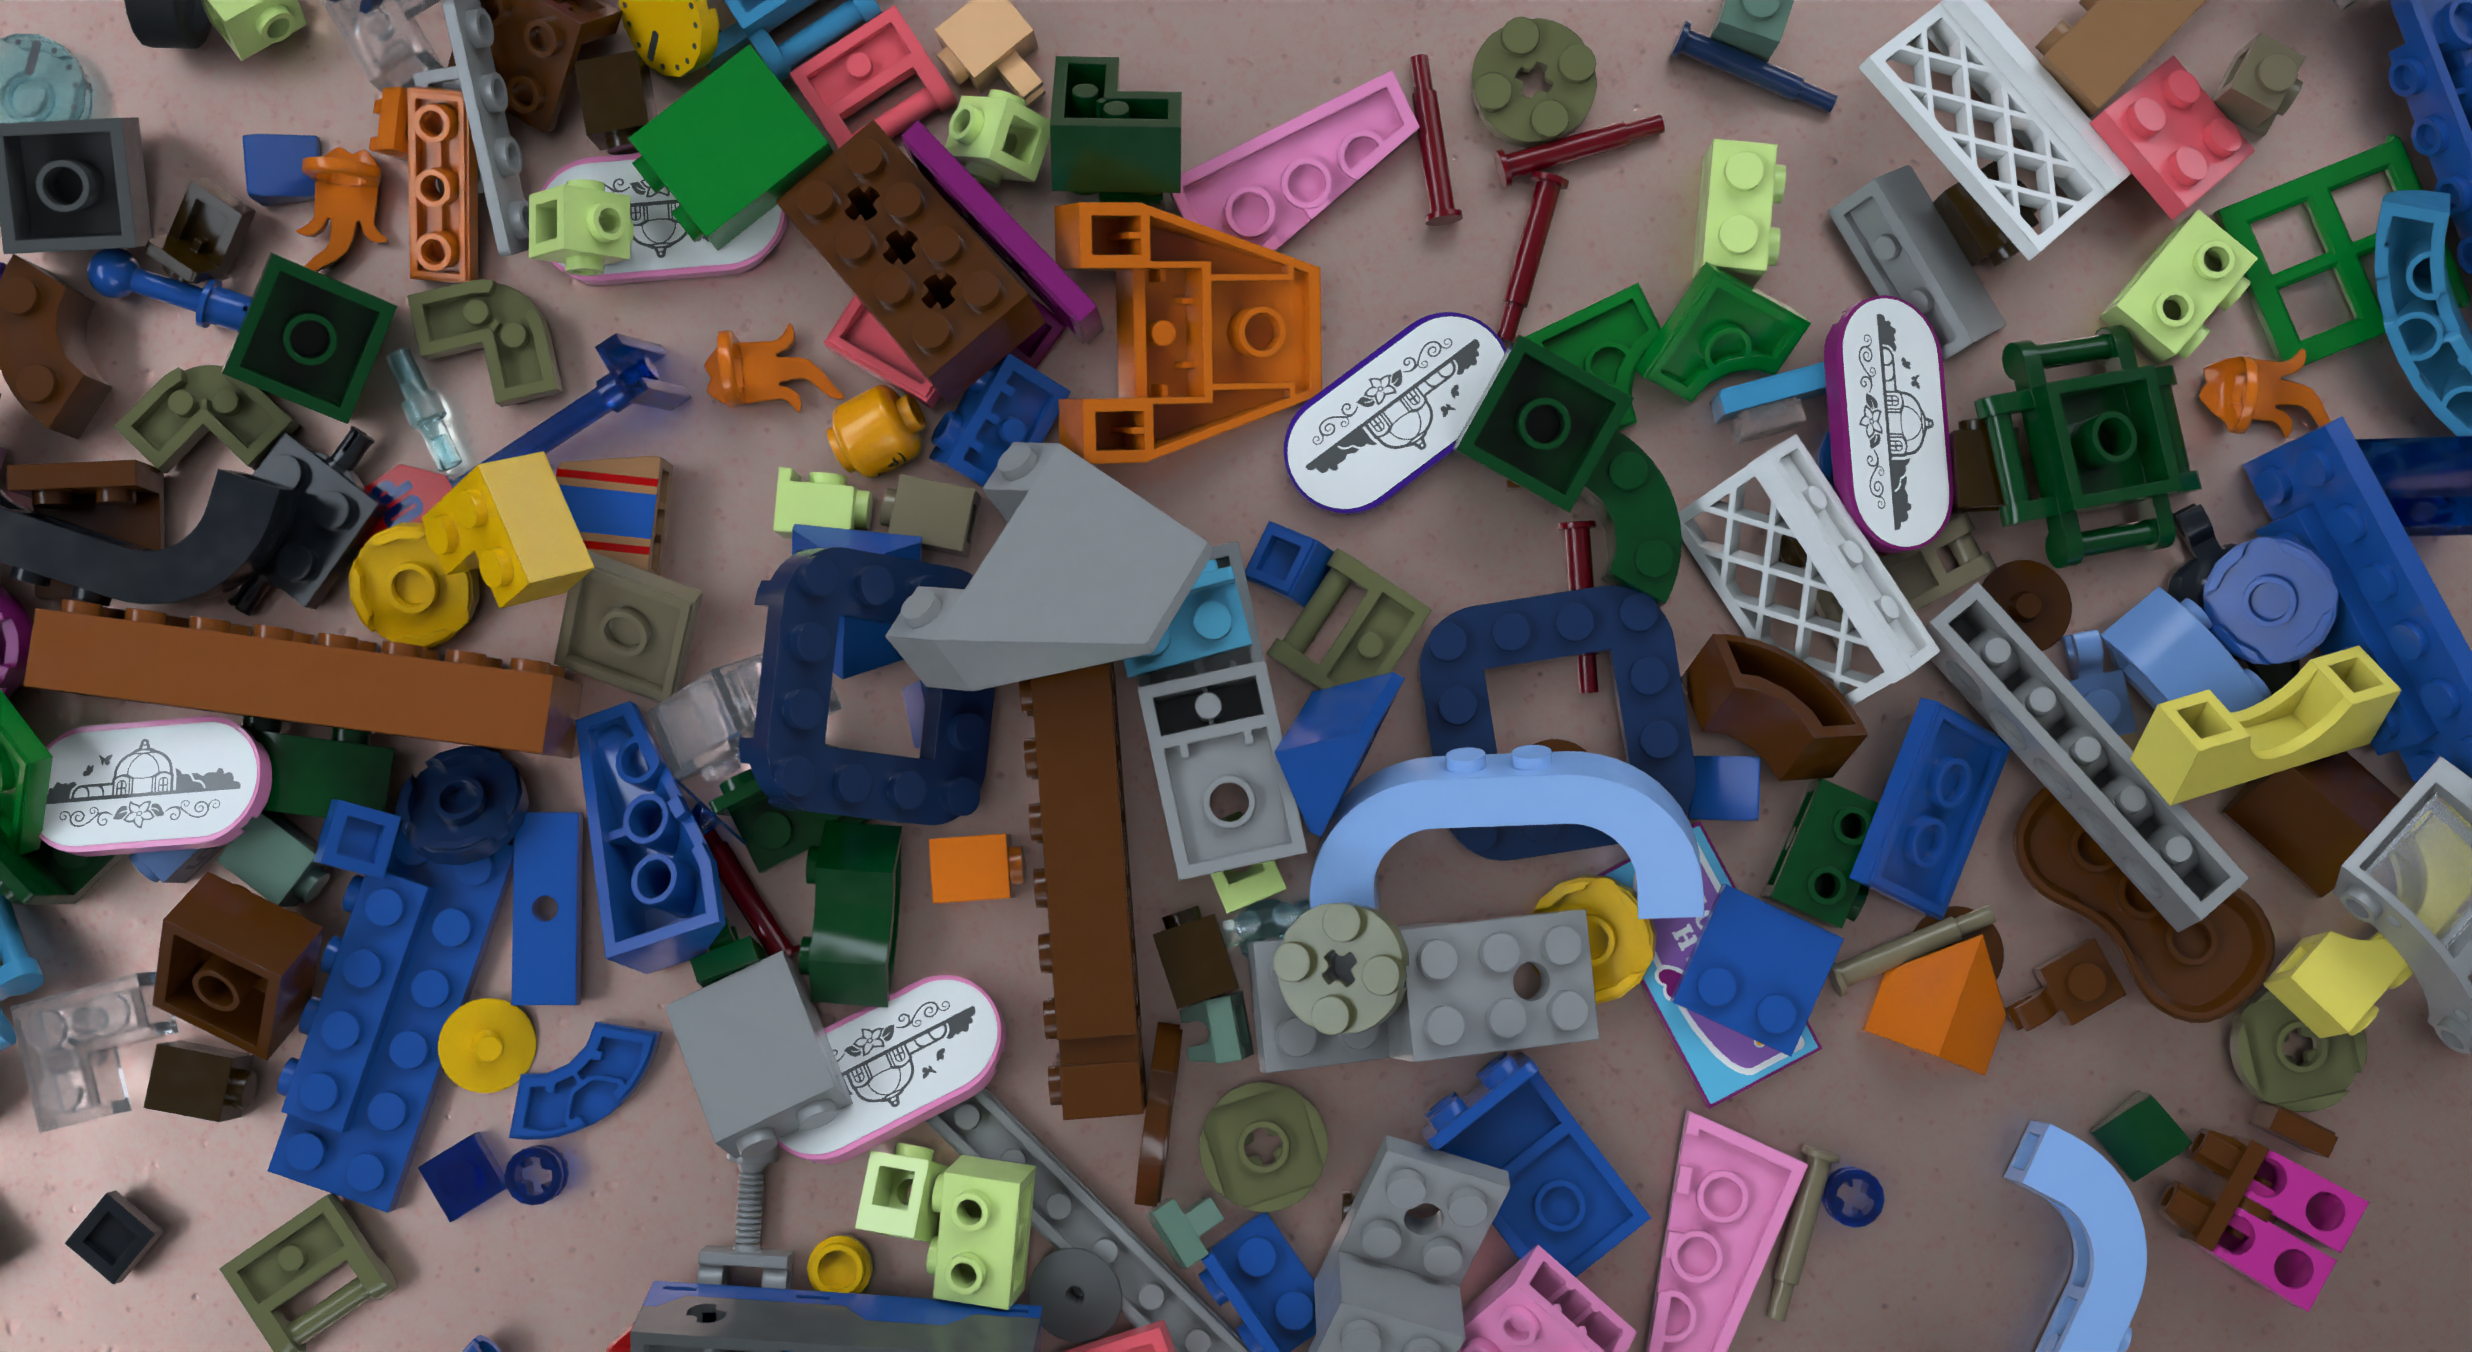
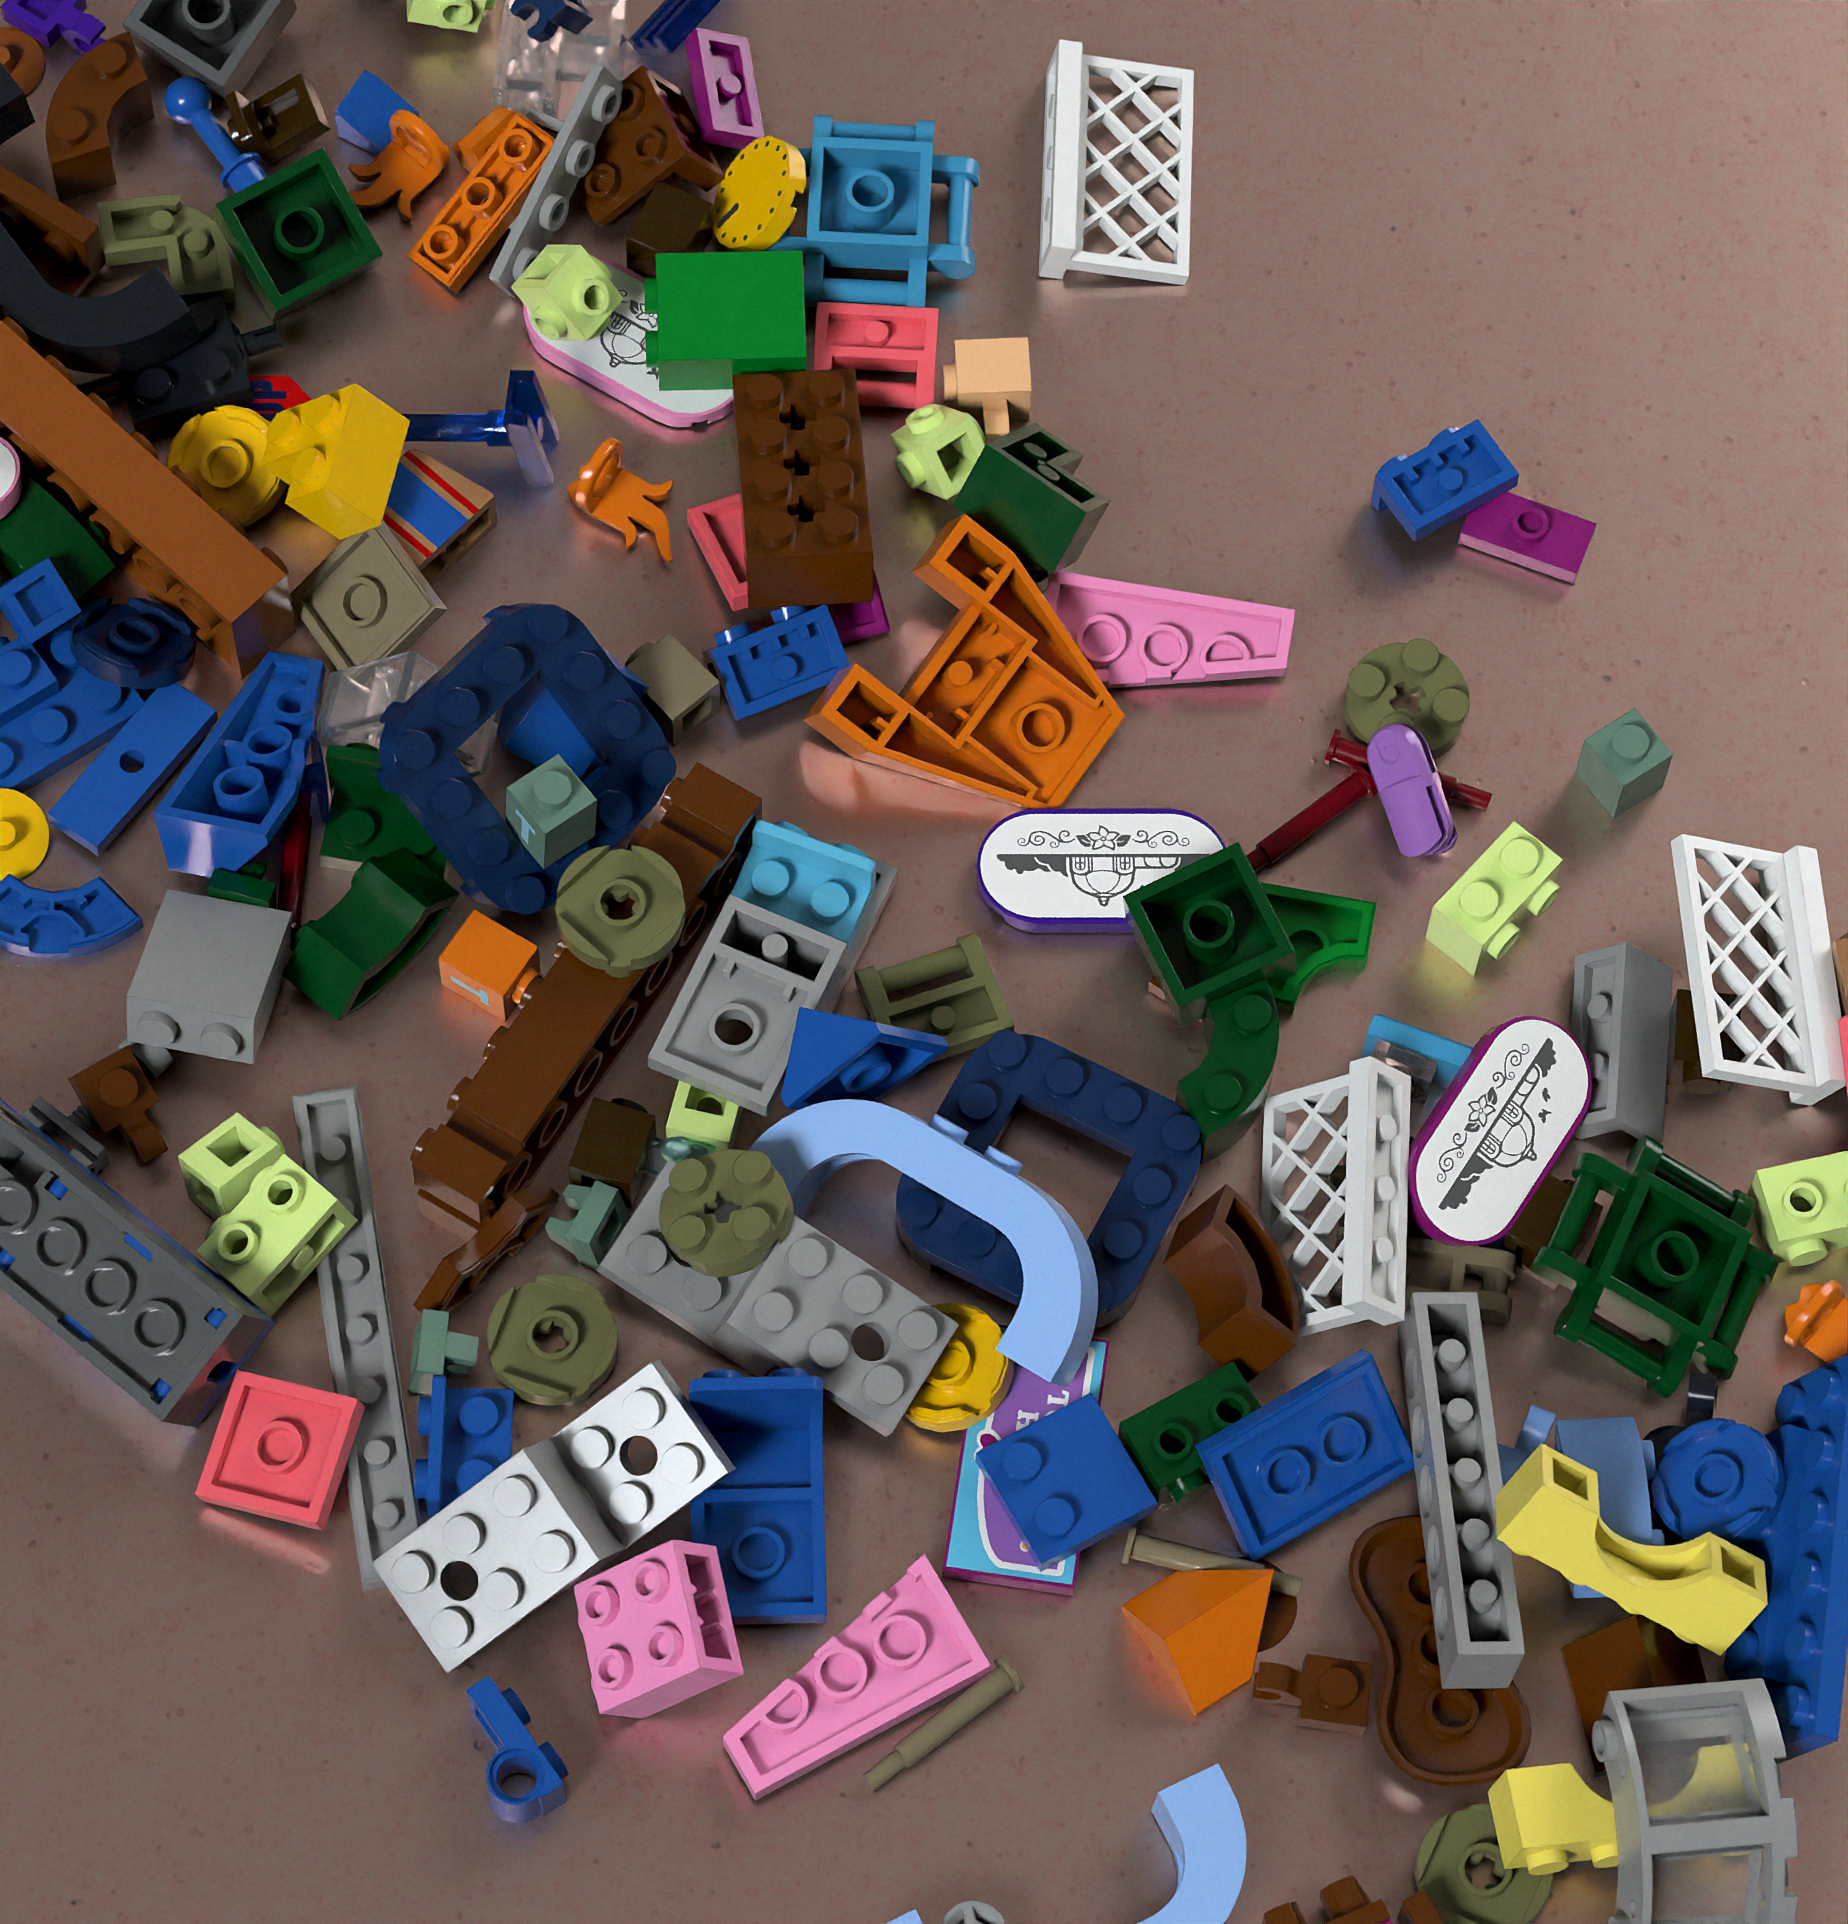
camera: 25 degrees right, 20 degrees down
(424, 409) = (341, 347): clear light blue bar -> none
(495, 319) = (447, 329): olive plate -> none
(765, 1205) = (116, 1096): none -> reddish brown plate
(819, 502) = (598, 612): yellowish green brick -> none
(840, 1265) = (142, 1187): yellow plate -> none
(876, 431) = (676, 598): light orange head -> none
(906, 1065) = (313, 1071): white tile -> none
(936, 724) = (551, 811): none -> sand green brick
(1002, 233) = (890, 518): magenta tile -> none
(1043, 748) = (620, 944): none -> olive plate
(1067, 586) = (741, 763): light grey wedge -> none
(1076, 1294) = (309, 1344): dark grey piece -> none
(1288, 564) = (925, 920): blue slope -> none
(1432, 146) = (1259, 743): dark red piece -> none
(1581, 577) = (1163, 1081): dark red piece -> none
(1602, 167) = (1411, 791): none -> medium lavender arm
(1720, 331) = (1412, 975): green tile -> none
(1726, 788) = (1150, 1333): blue slope -> none
(1750, 68) = (1592, 808): dark blue piece -> none
(1870, 1188) = (1029, 1734): clear blue bush -> none
(2033, 599) = (1520, 1371): reddish brown piece -> none
(2140, 1136) = (1292, 1852): dark green slope -> none

